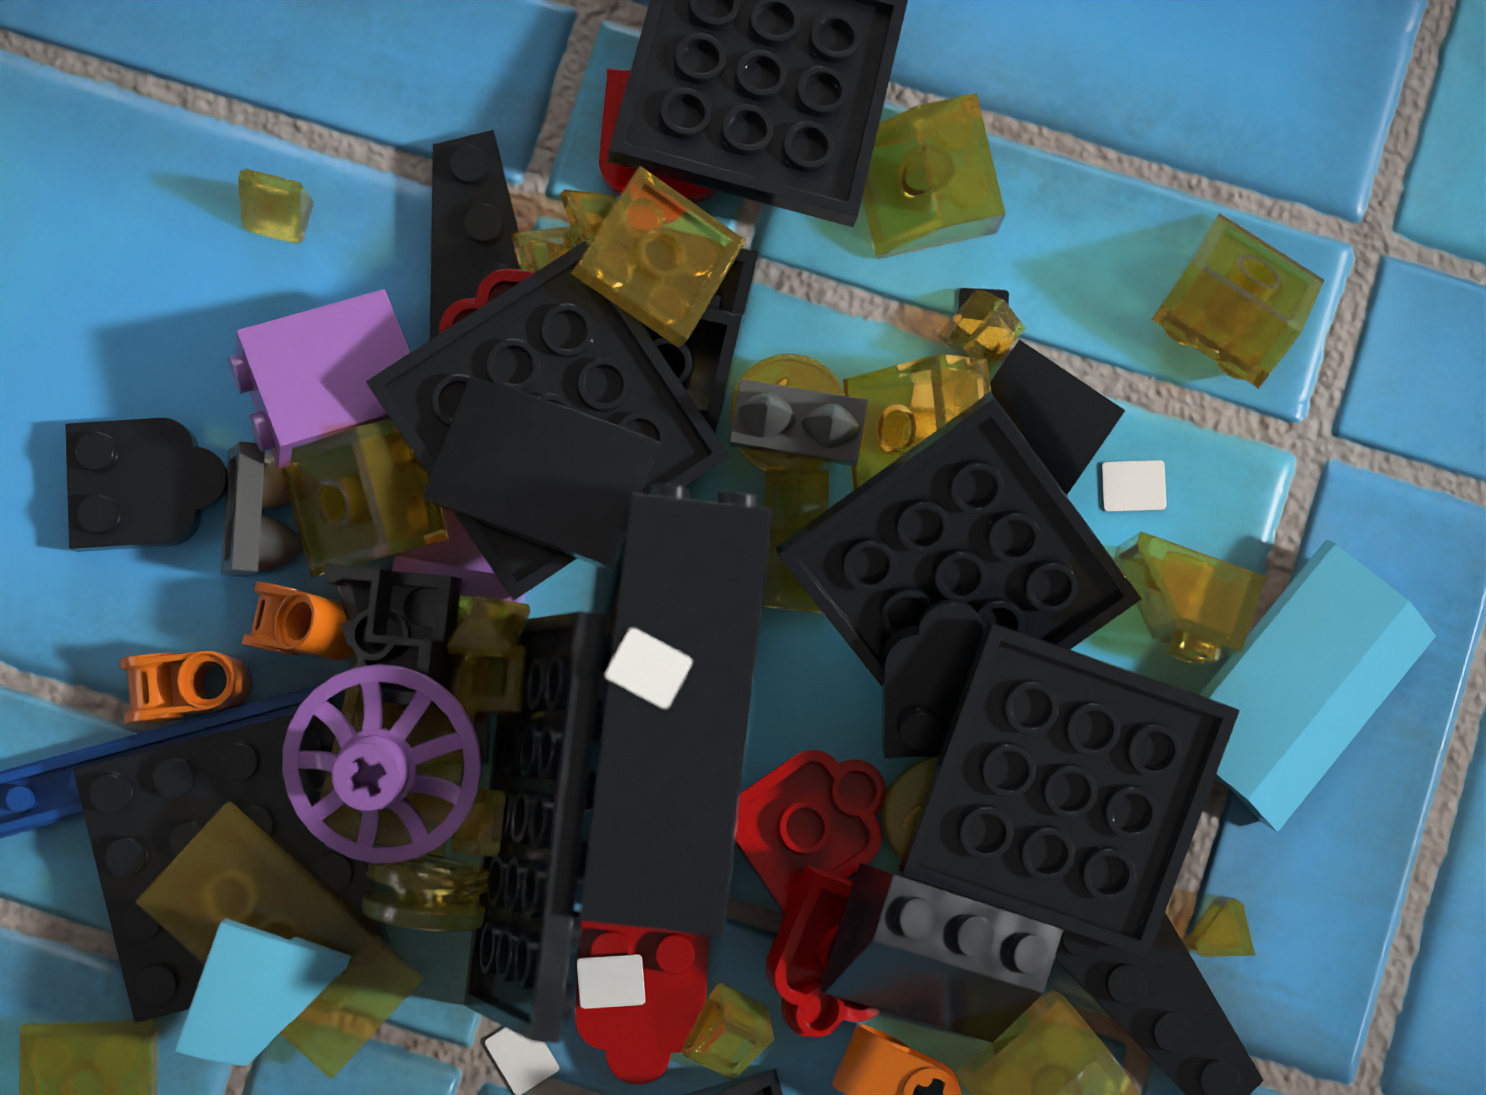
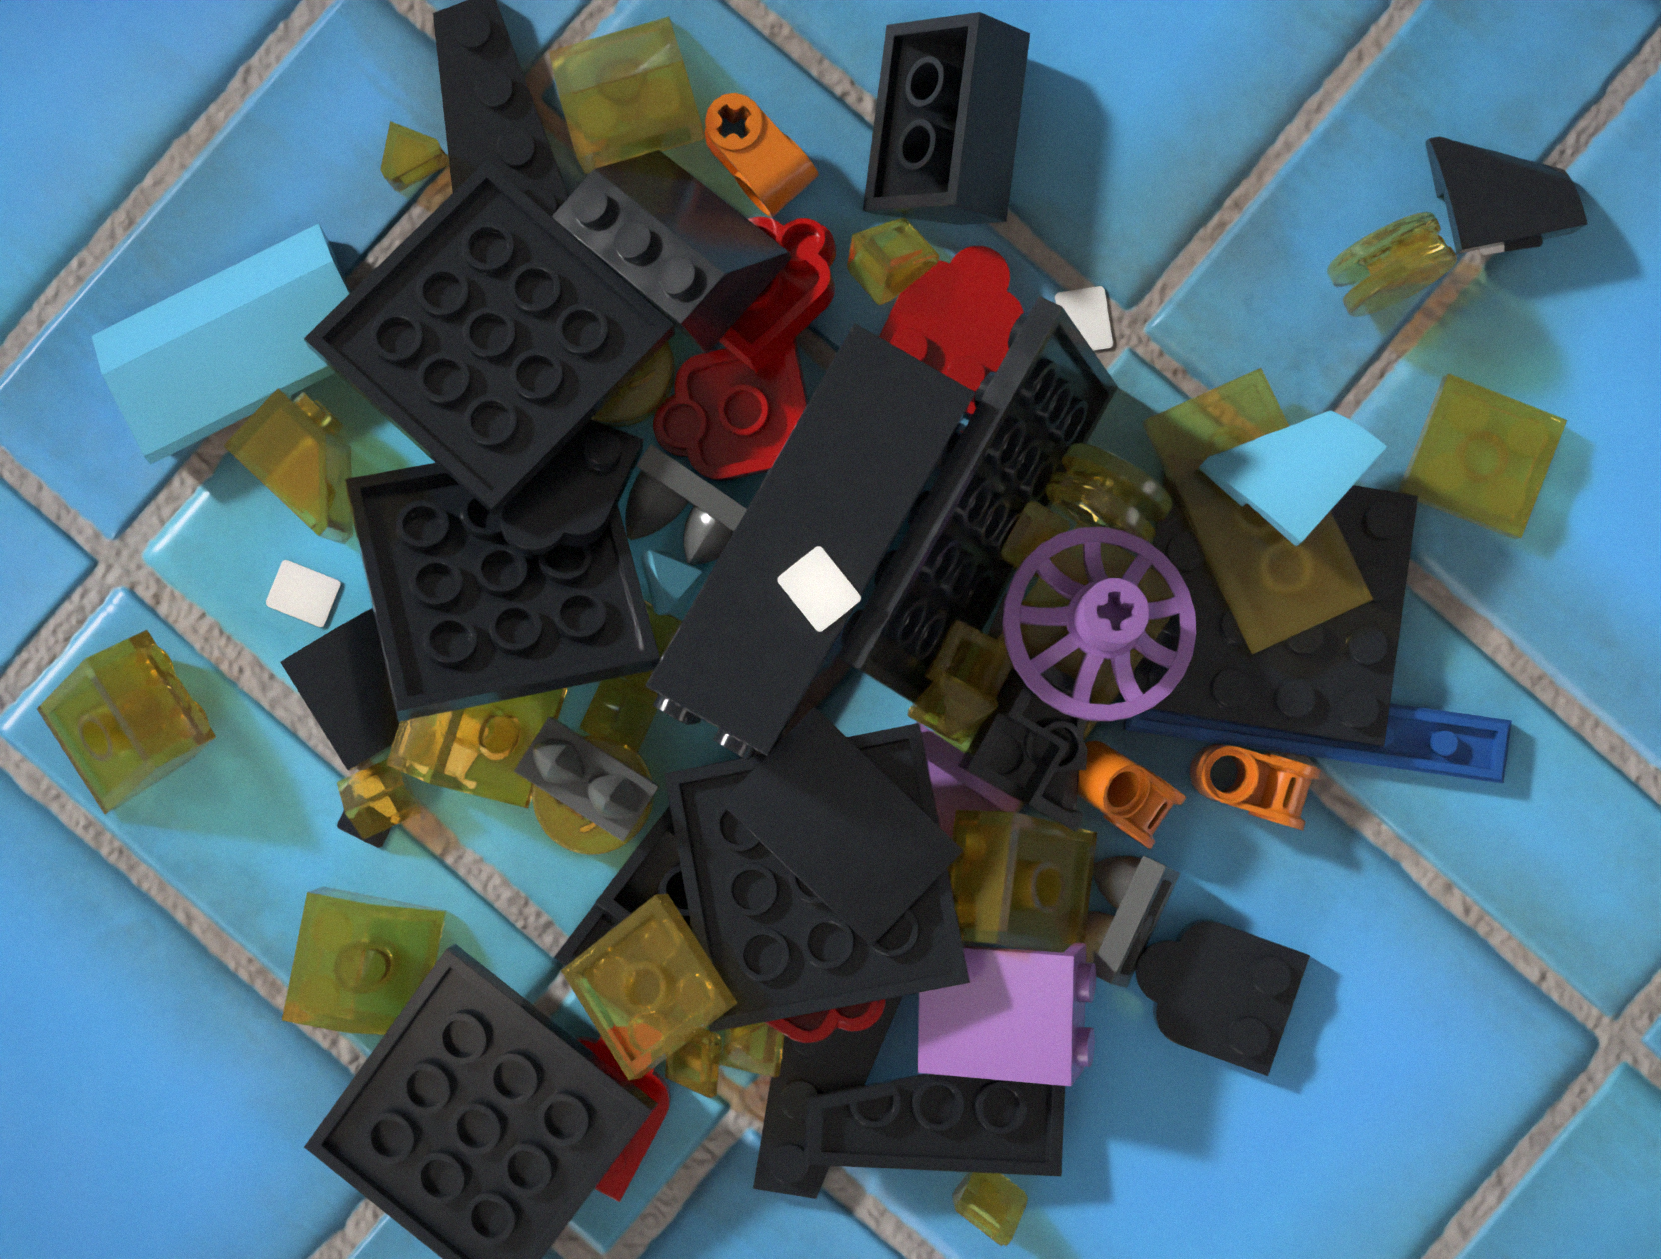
camera: 155 degrees left, 5 degrees up
(349, 248) = (939, 1126): none -> black wing
(611, 981) = (974, 346): white sticker -> none
(804, 638) = (668, 581): none -> medium azure slope
(845, 718) = (661, 495): none -> dark grey tile

